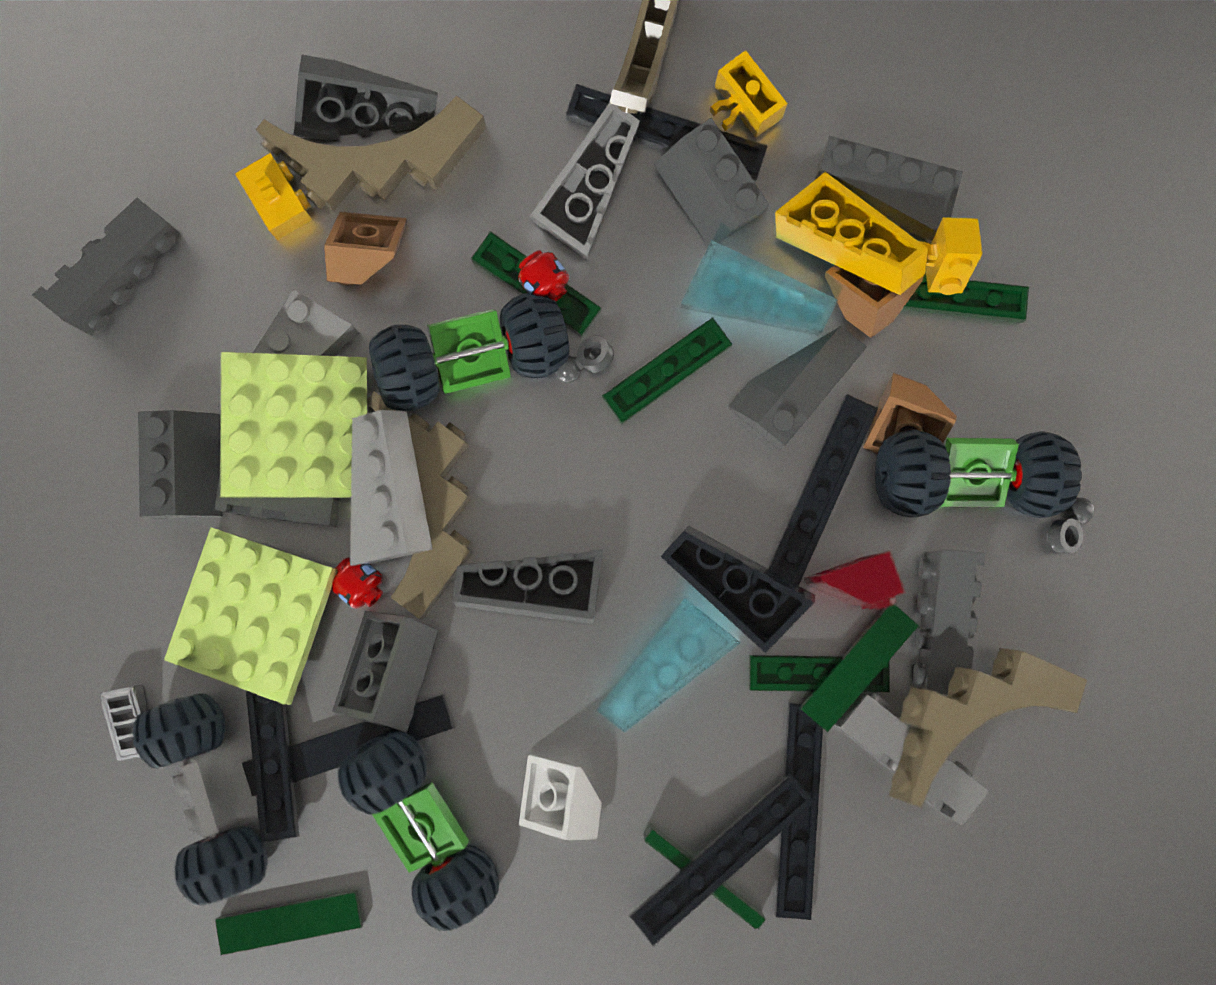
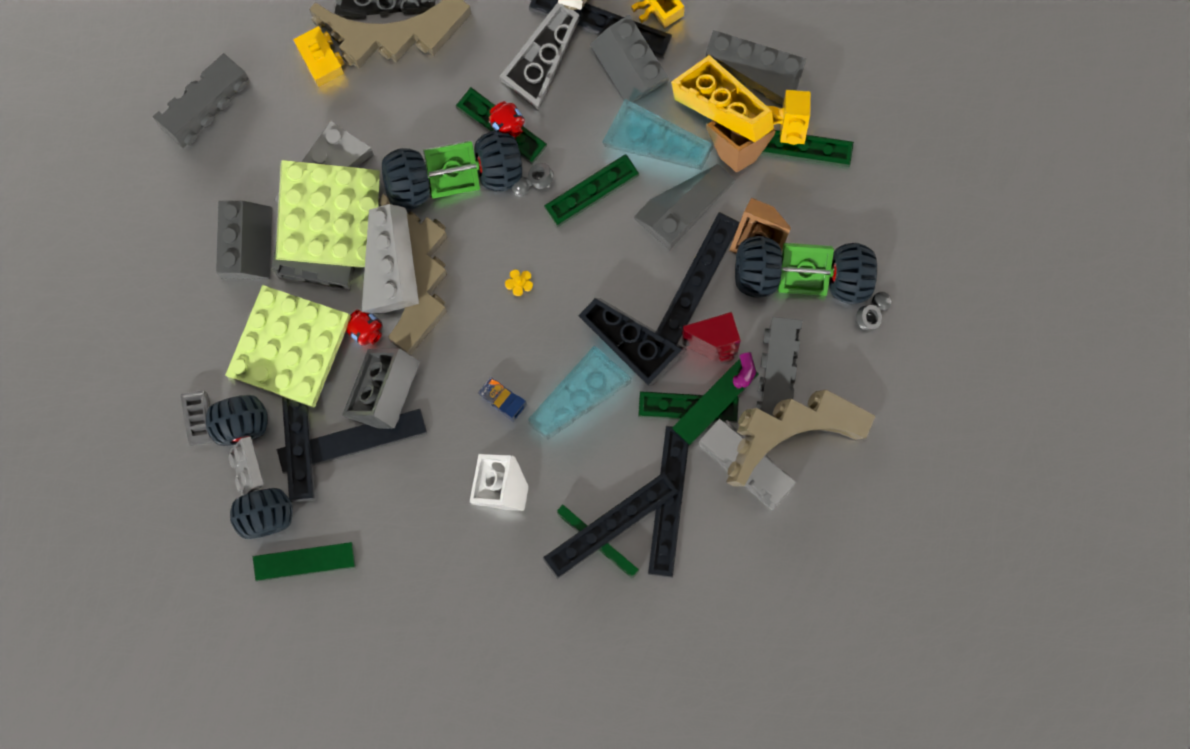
camera: 10 degrees right, 5 degrees down
(361, 246) = (379, 93): medium nougat slope -> none
(455, 876) = (400, 497): black plate -> none
(537, 587) = (488, 335): dark grey wedge -> none
(557, 675) = (502, 399): none -> dark blue leg
(572, 506) = (519, 282): none -> yellow plant
(904, 628) = (747, 373): none -> magenta arm

